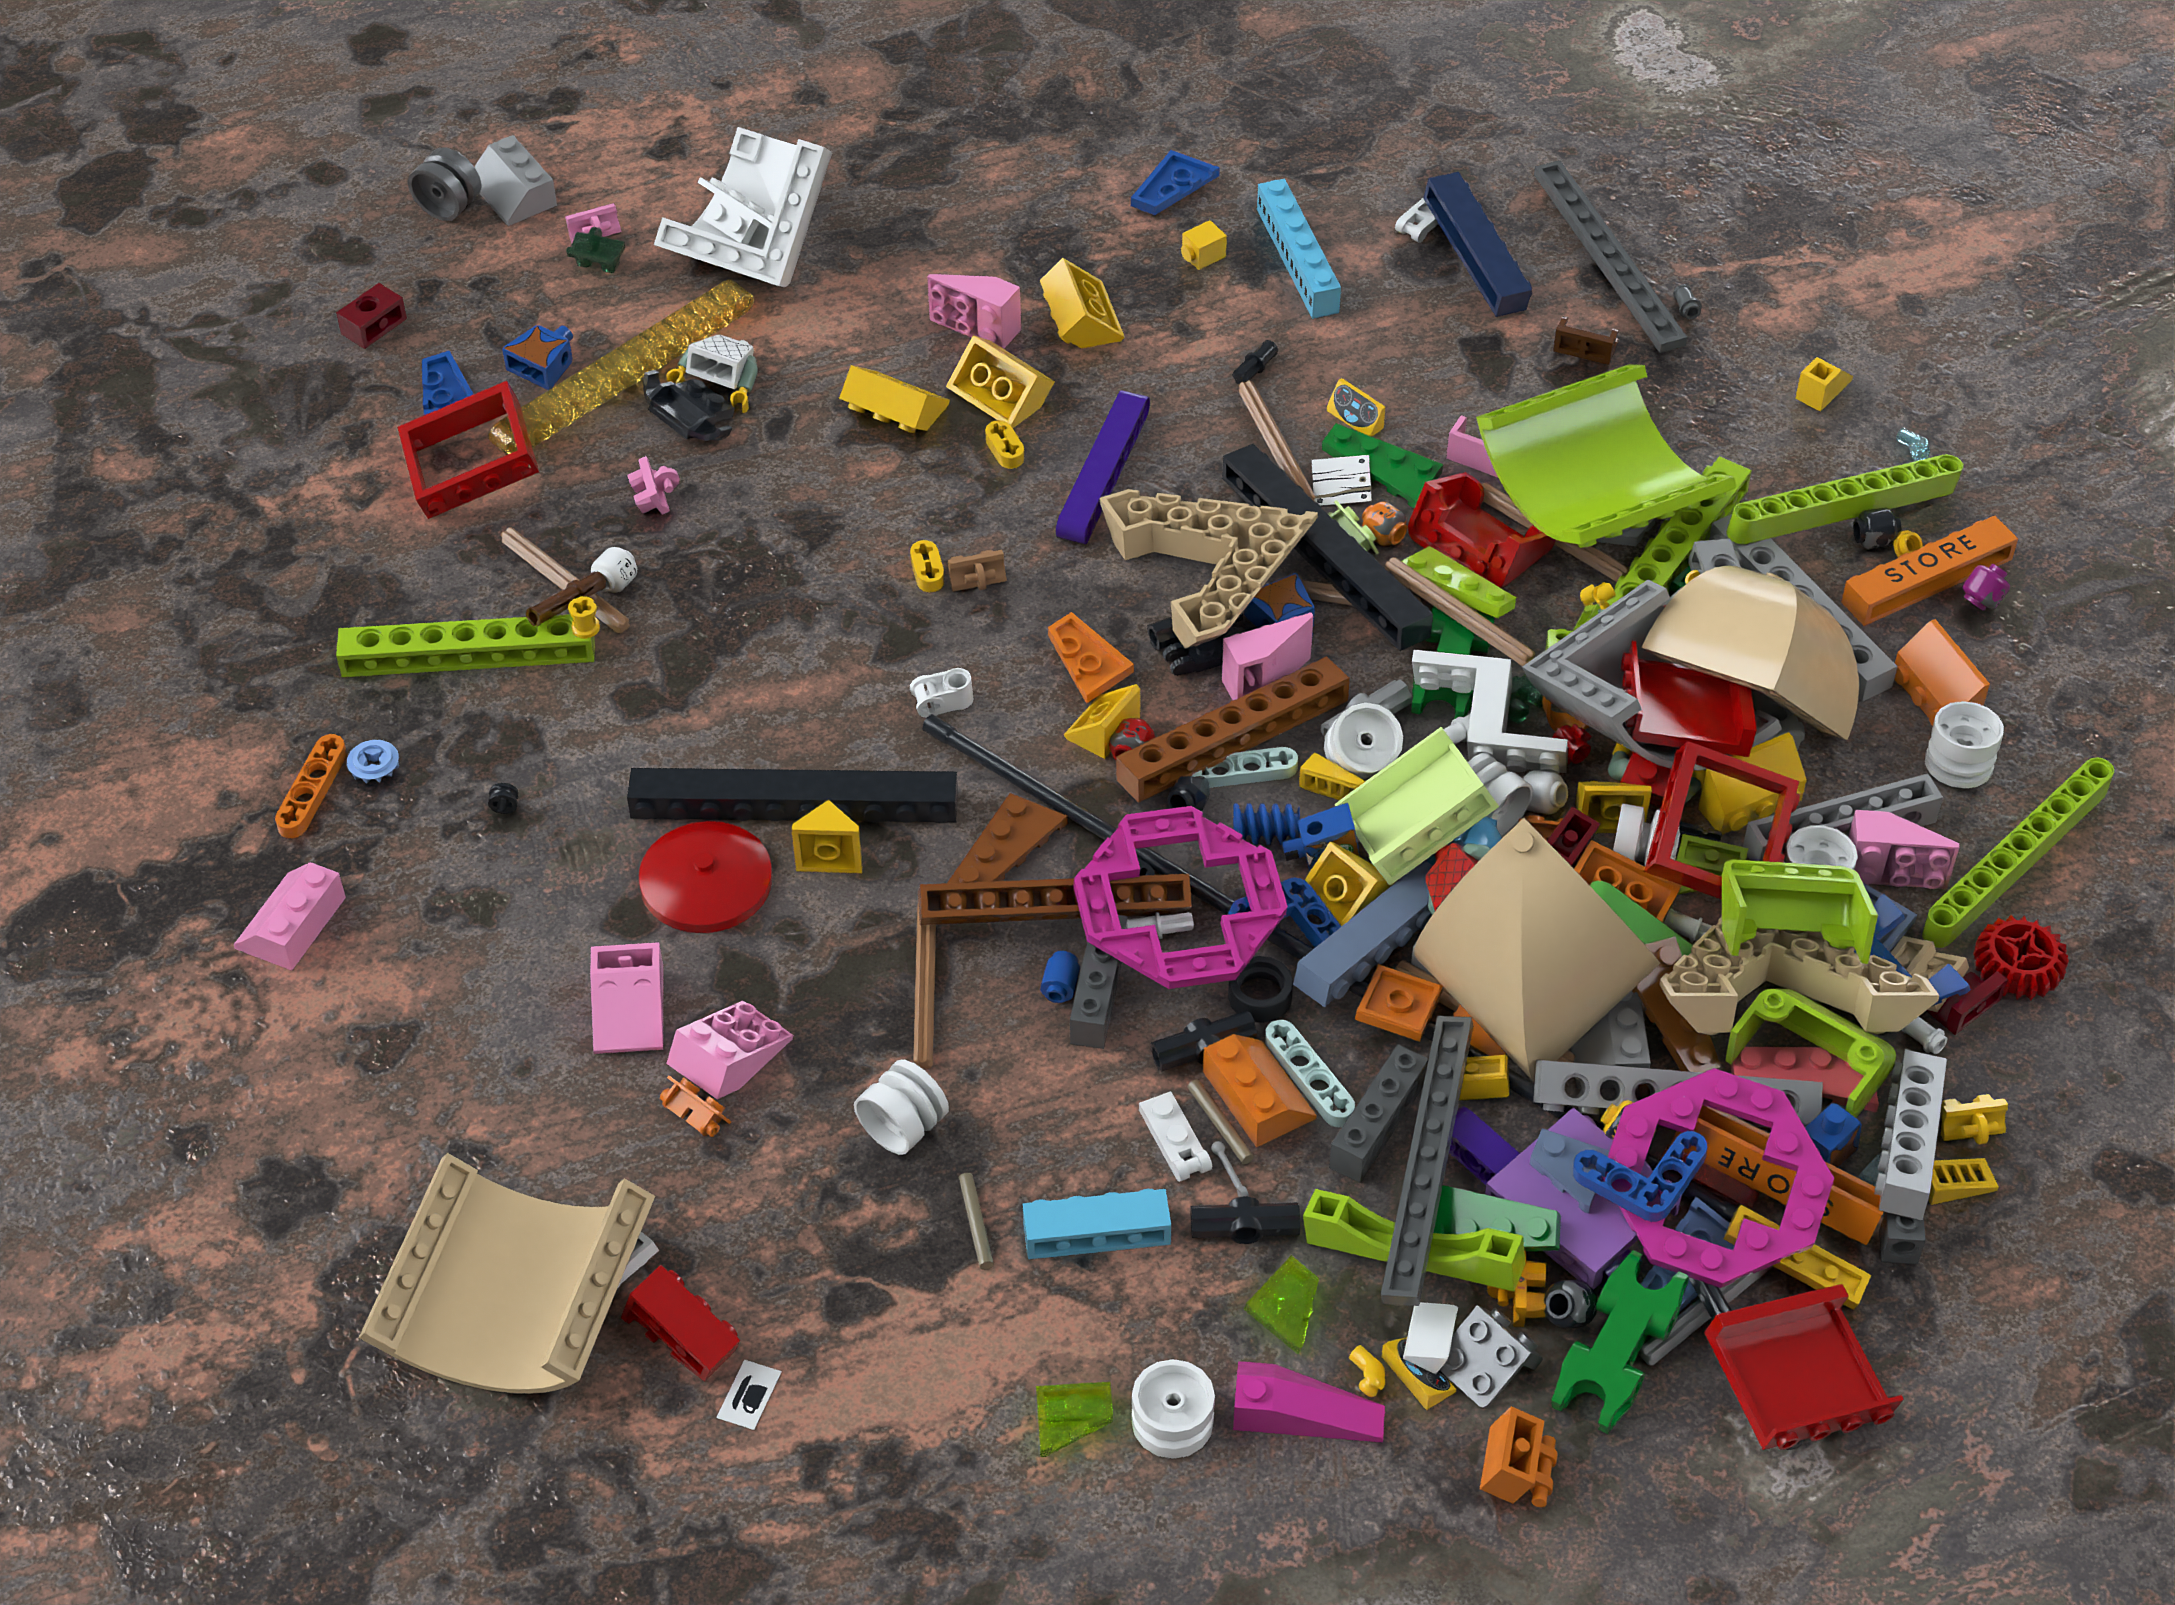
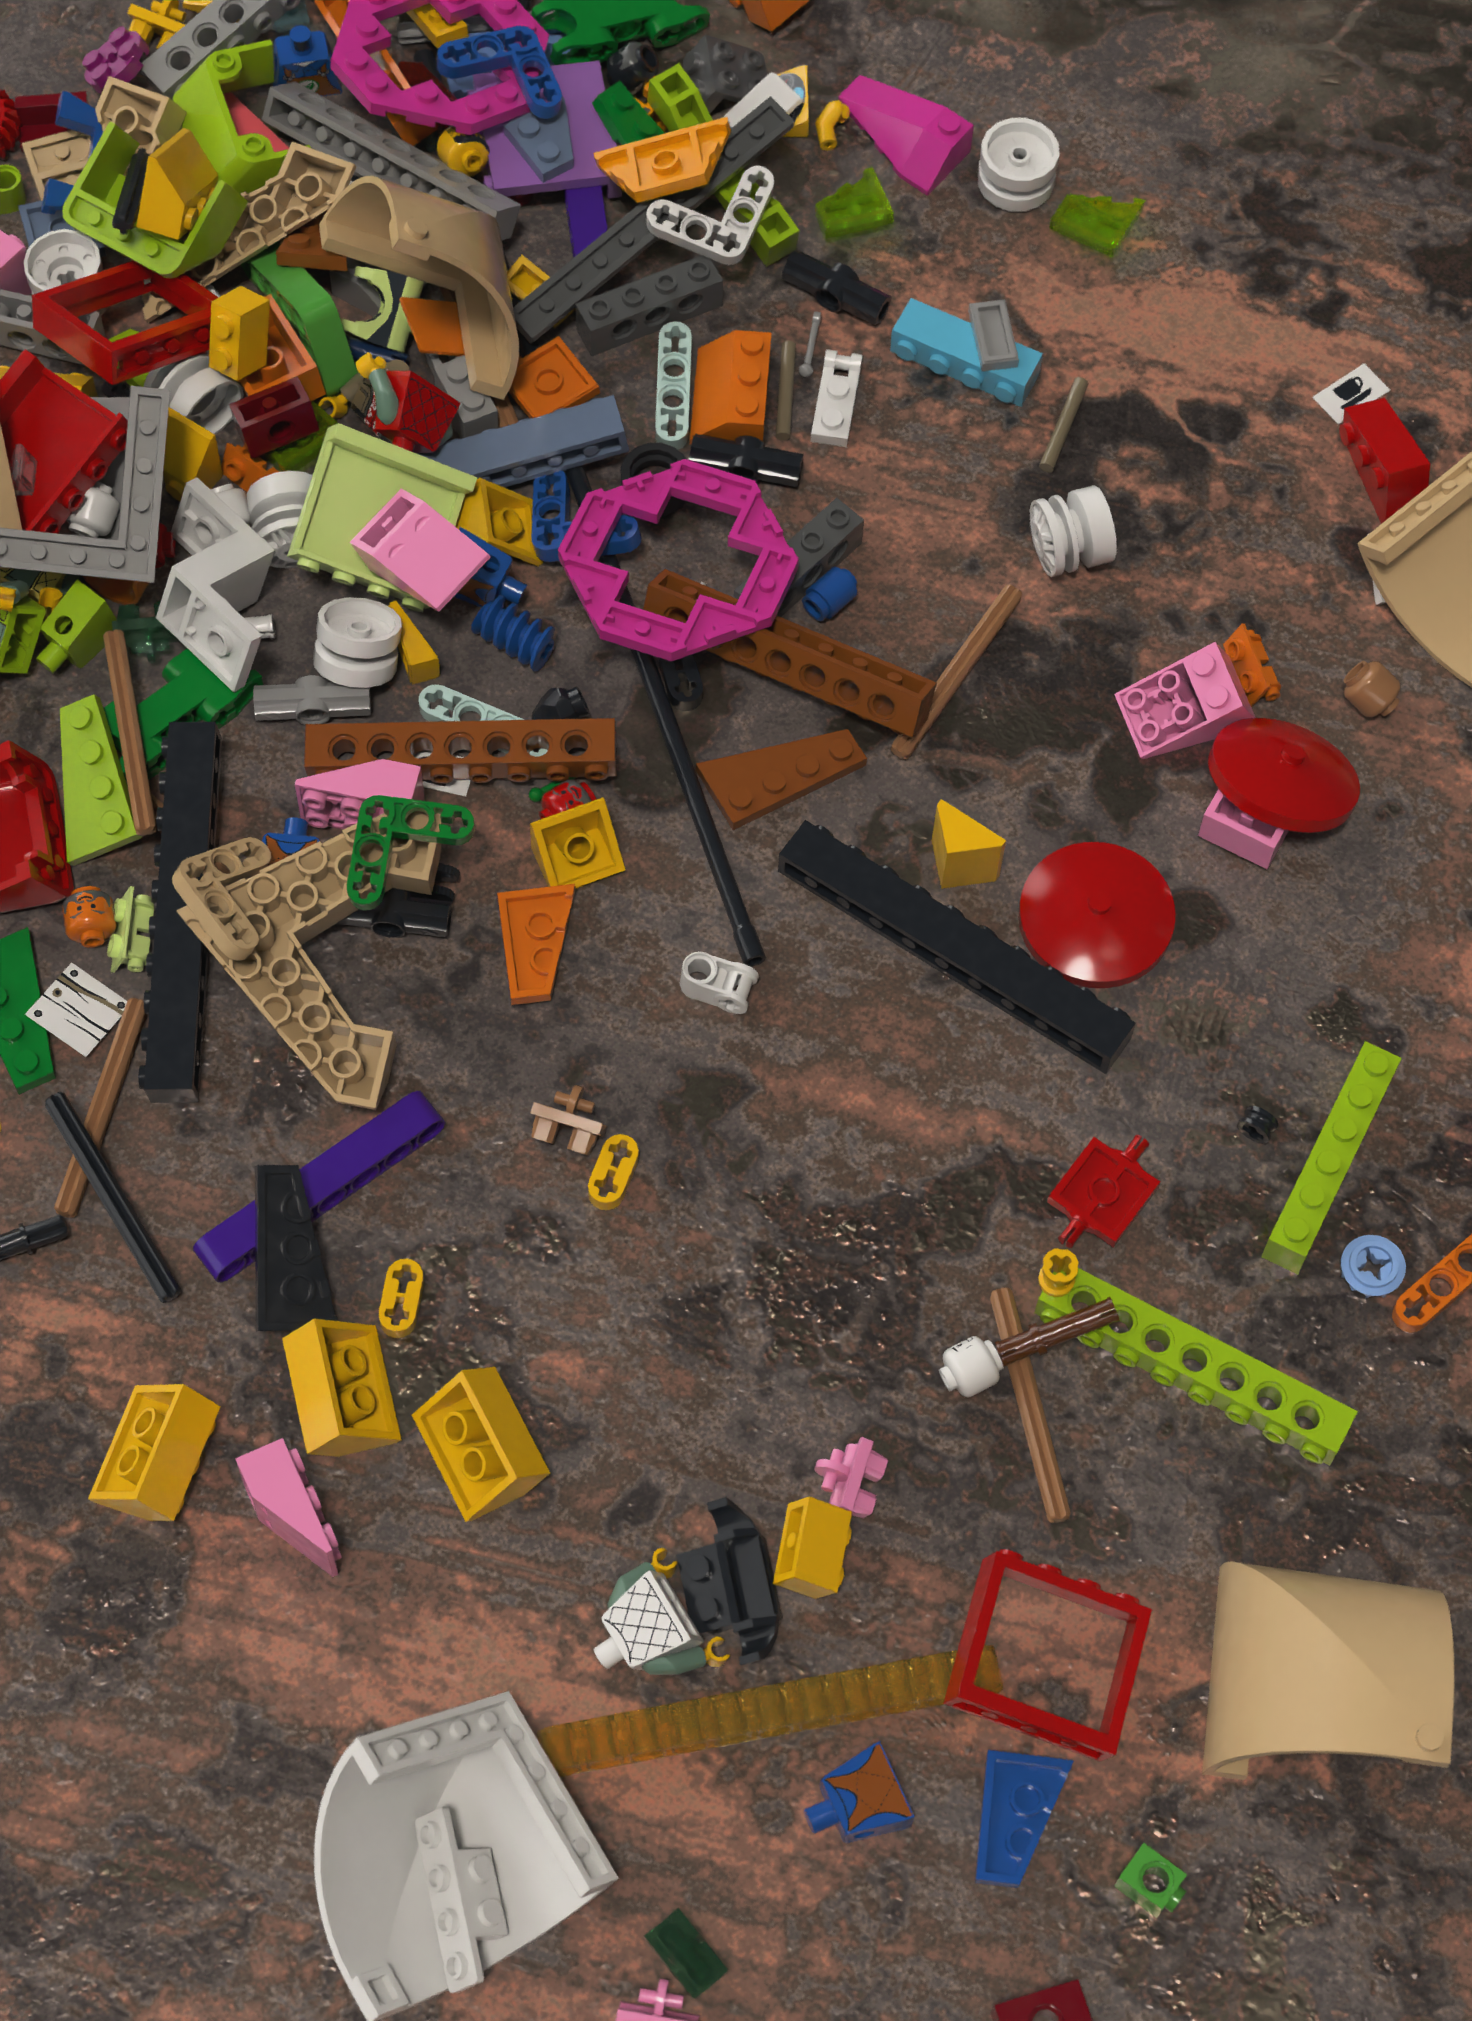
camera: 150 degrees left, 15 degrees up
(277, 506) = (1327, 1669): none -> tan panel
(342, 397) = (1150, 1862): none -> bright green brick
(435, 802) = (1331, 1157): none -> lime arch
(585, 1131) = (1372, 689): none -> medium nougat head
(589, 708) = (1103, 1191): none -> red plate
(615, 1015) = (1284, 775): none -> red dish
(650, 436) = (813, 1548): none -> yellow brick
(1077, 1224) = (993, 335): none -> light grey tile
(1084, 409) = (287, 1255): none -> black wing
(1184, 621) = (396, 827): none -> green beam
(1222, 396) = (112, 1197): none -> black axle
(1303, 521) = (233, 930): none -> tan beam
(1358, 1170) = (726, 230): none -> white beam
(1362, 780) = (418, 550): none -> bright pink slope
(1449, 1183) = (666, 161): none -> light orange wing
(1631, 842) = (239, 333): none -> yellow brick
(1682, 682) = (23, 471): none -> clear slope
(1780, 910) = (176, 186): none -> yellow slope
(1815, 900) = (131, 193): none -> black axle
(1971, 1060) = (115, 58): none -> magenta plate

